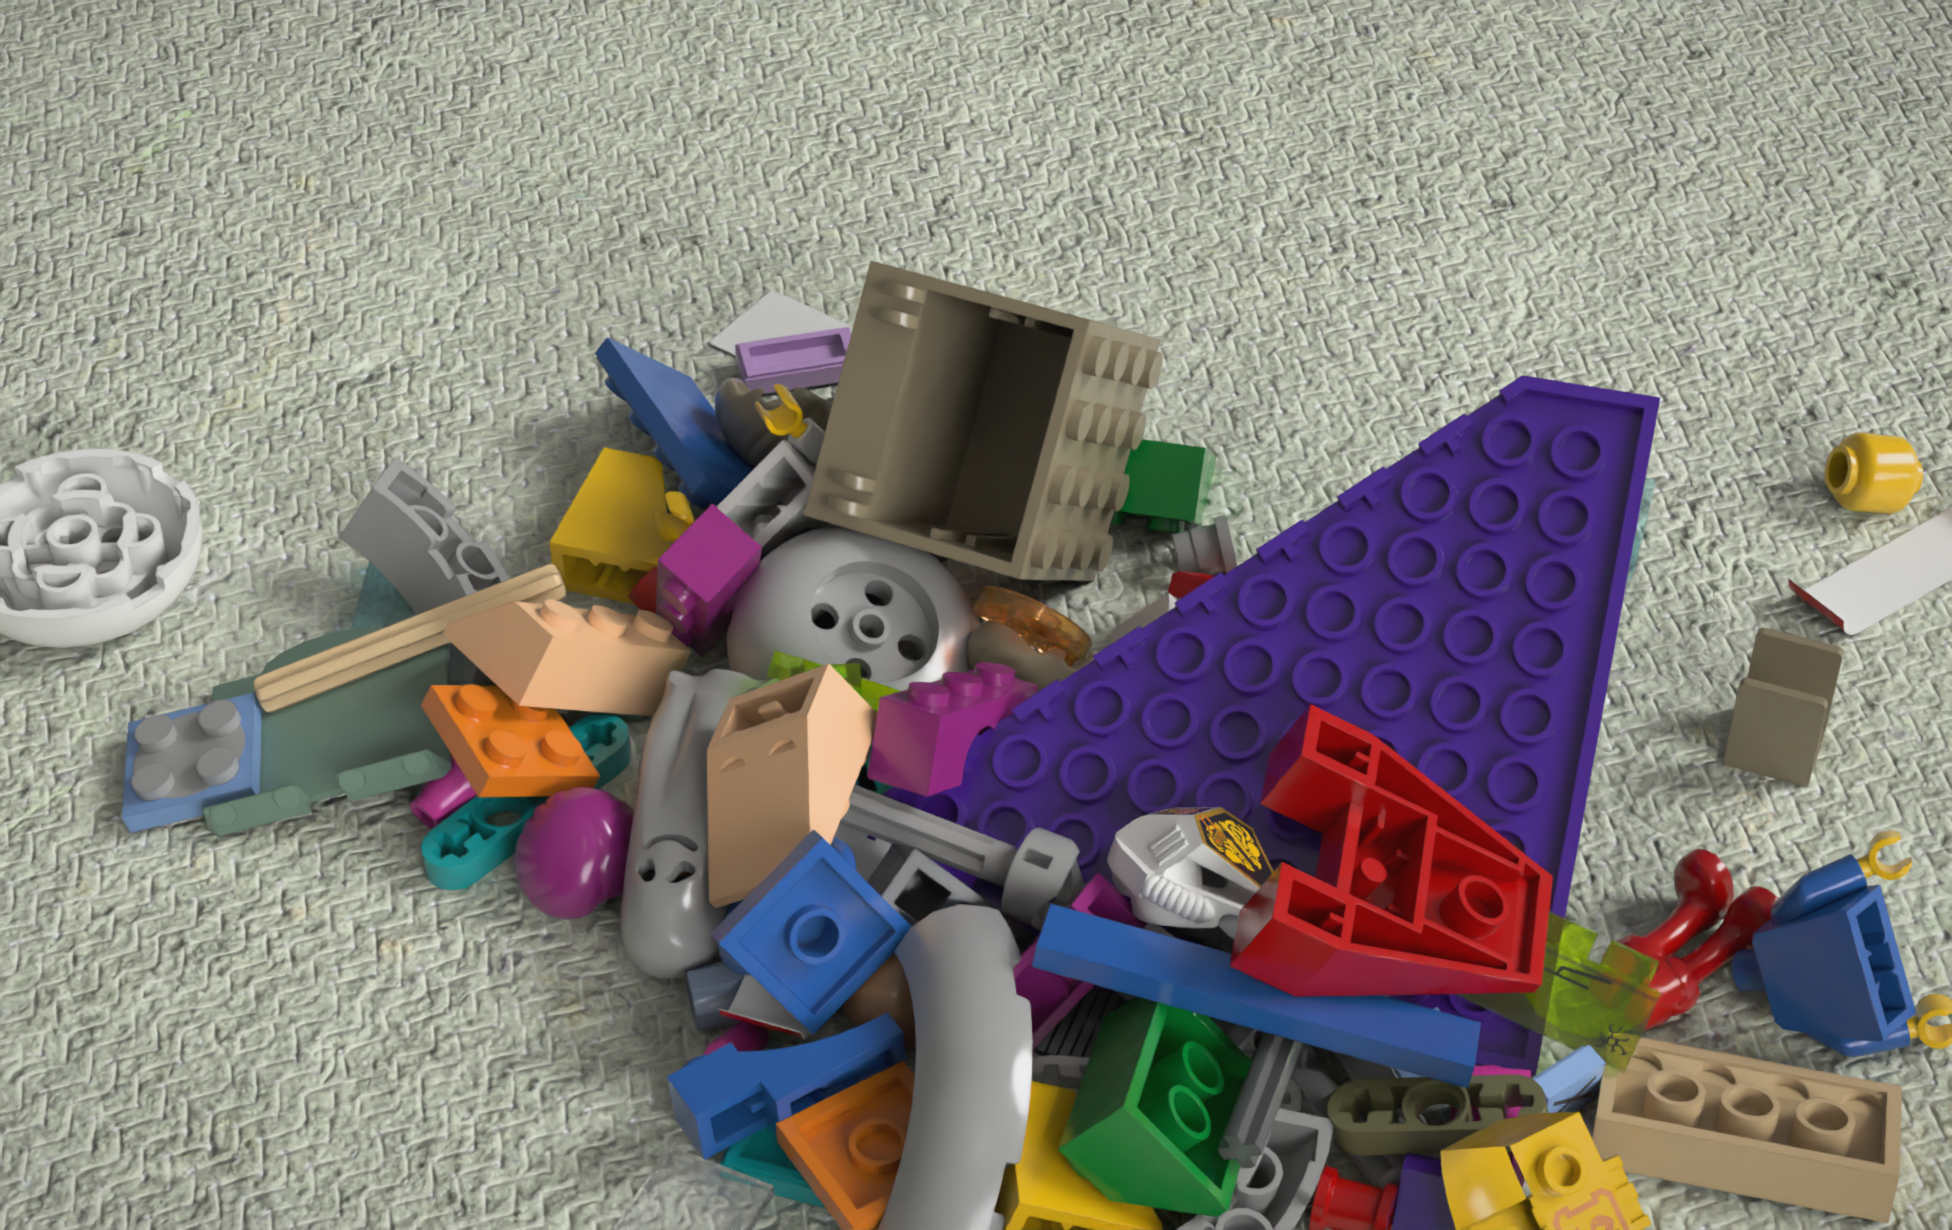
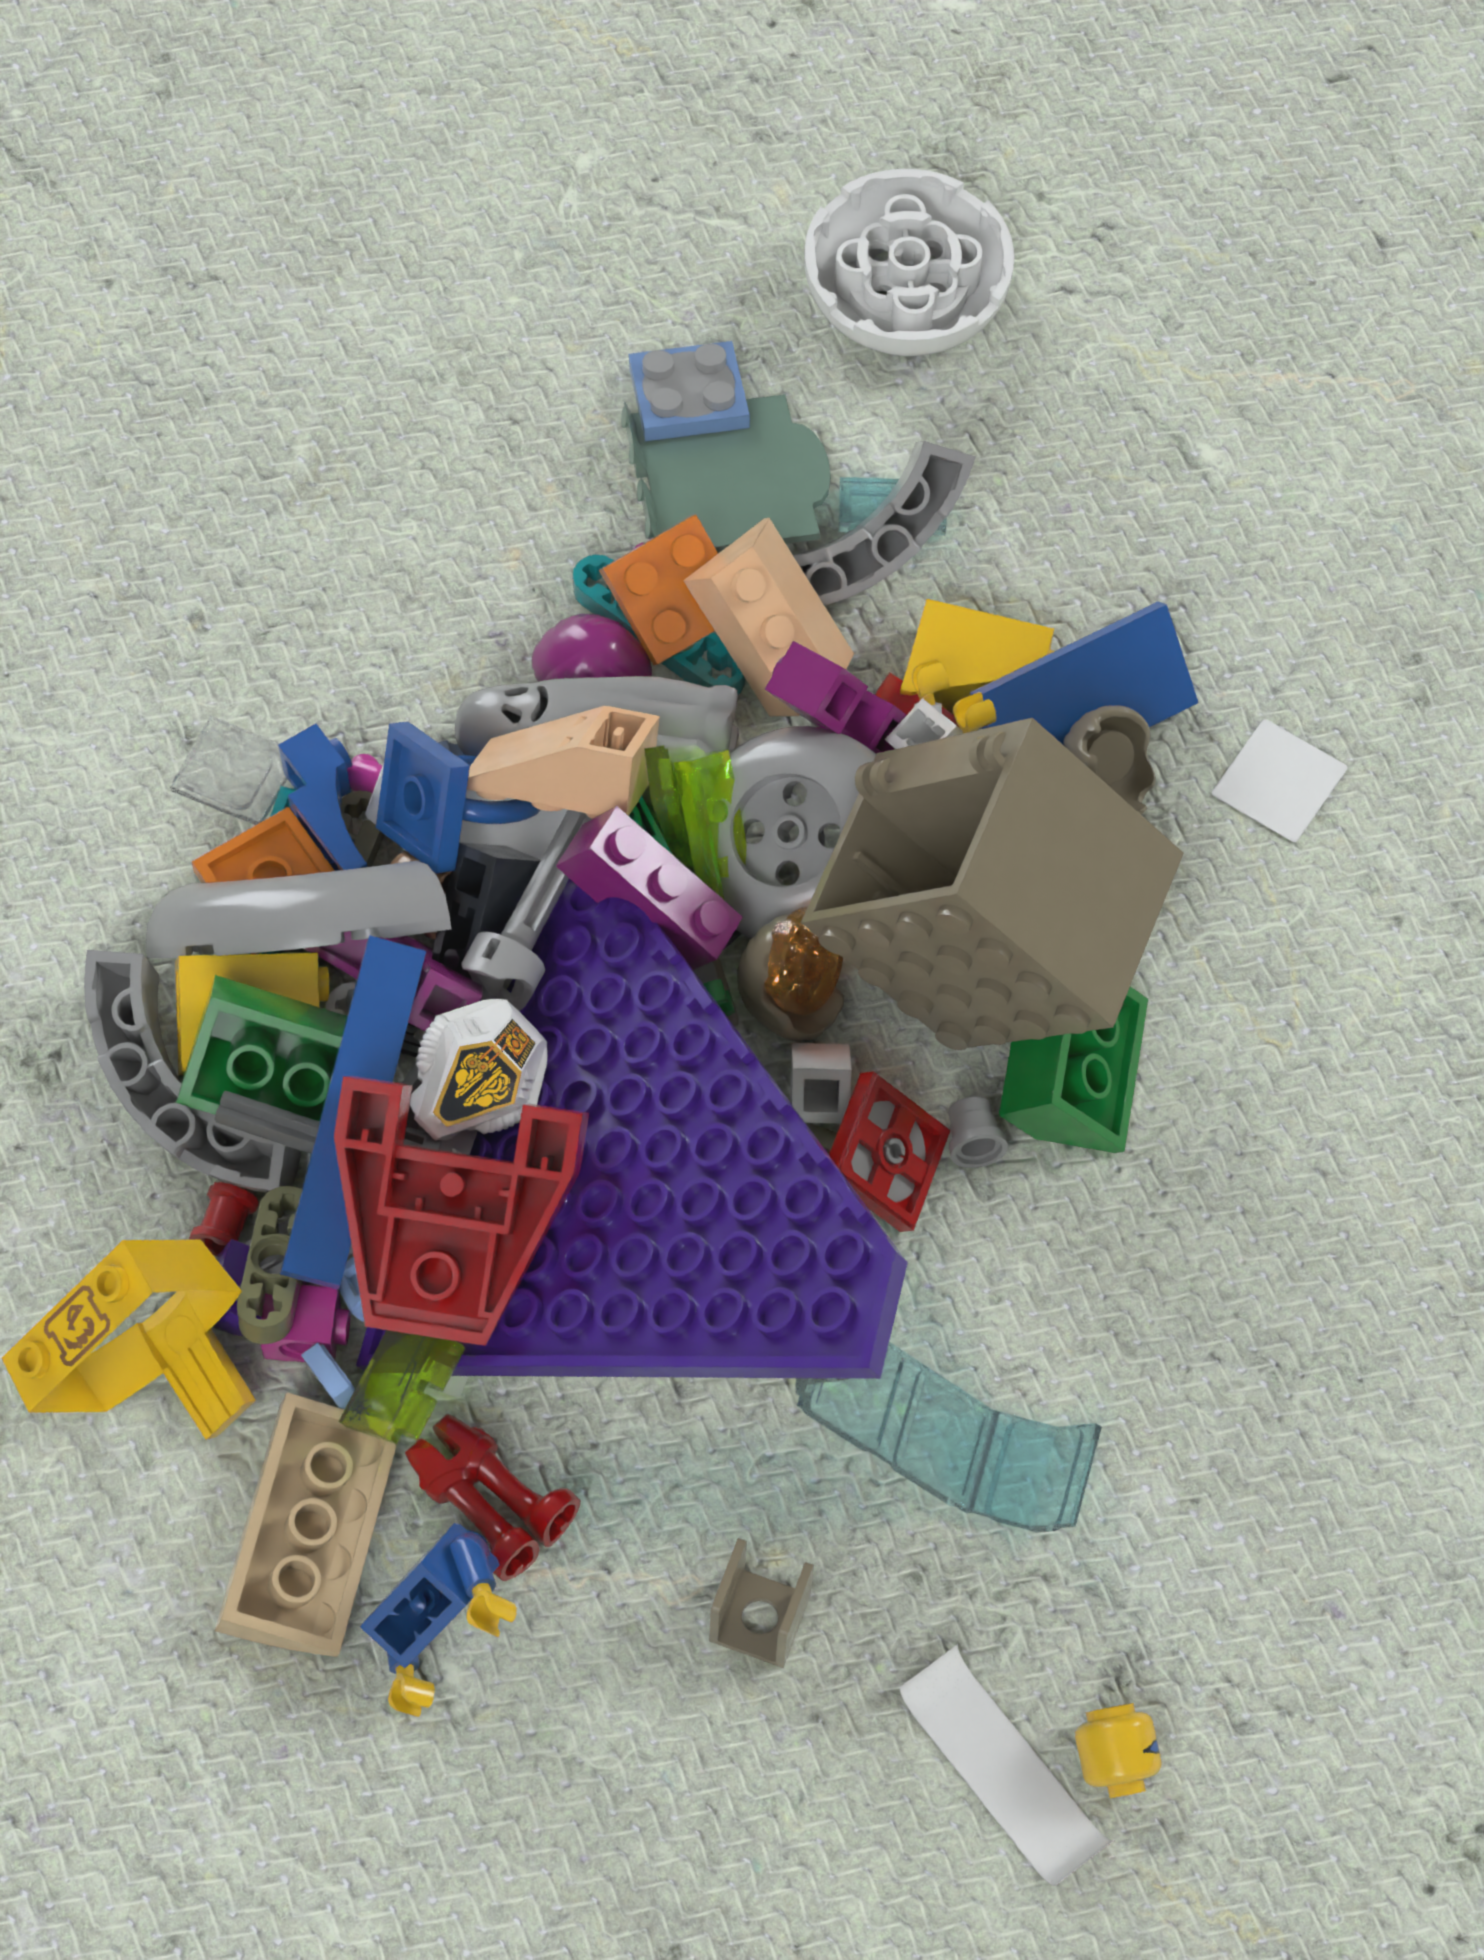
camera: 85 degrees right, 20 degrees up
(397, 641) = (795, 509): tan axle -> none
(793, 360) = (1229, 790): lavender tile -> none

